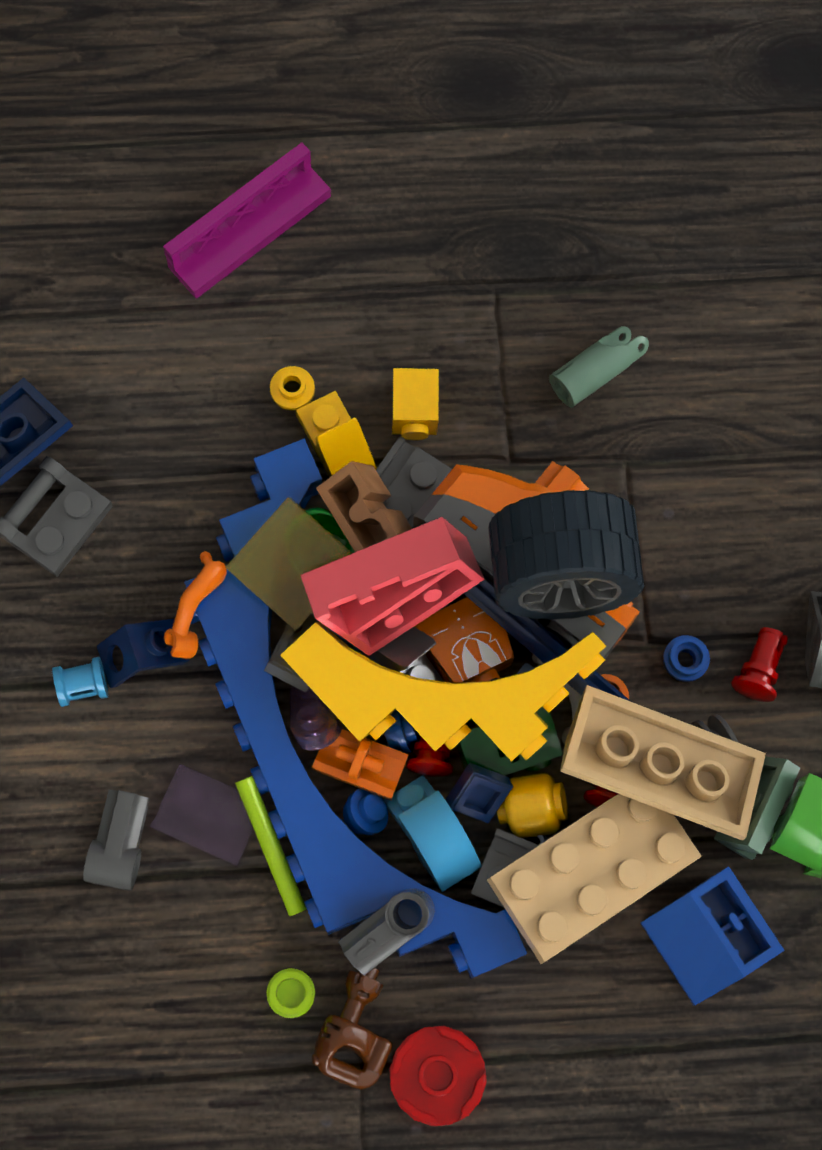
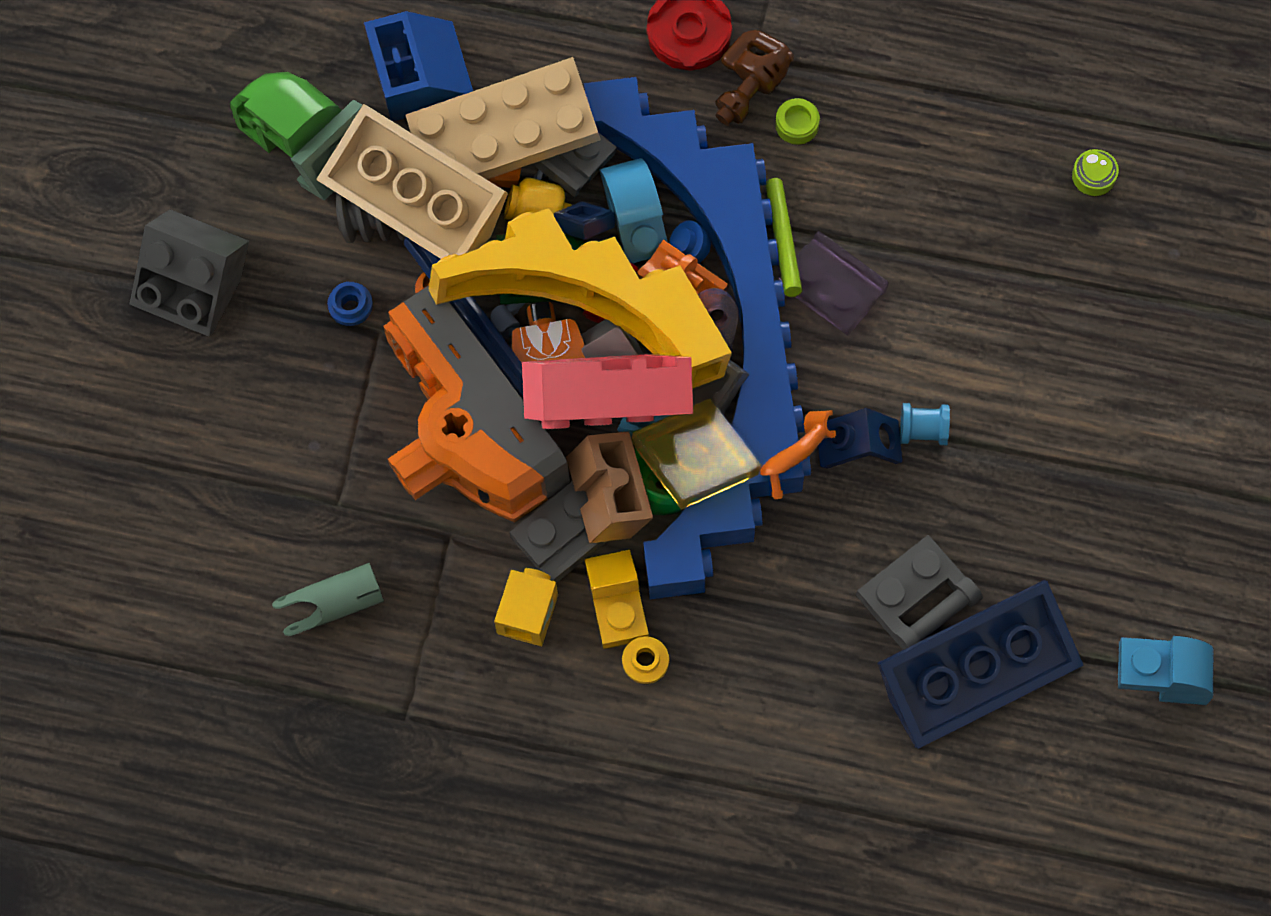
camera: 155 degrees left, 5 degrees down
(115, 854) = (924, 268): dark grey piece -> none
(246, 221) = (642, 850): magenta fence -> none
(385, 931) = (698, 122): dark grey piece -> none
(565, 555) = (442, 340): black wheel -> none
(760, 671) = (283, 275): red pin -> none

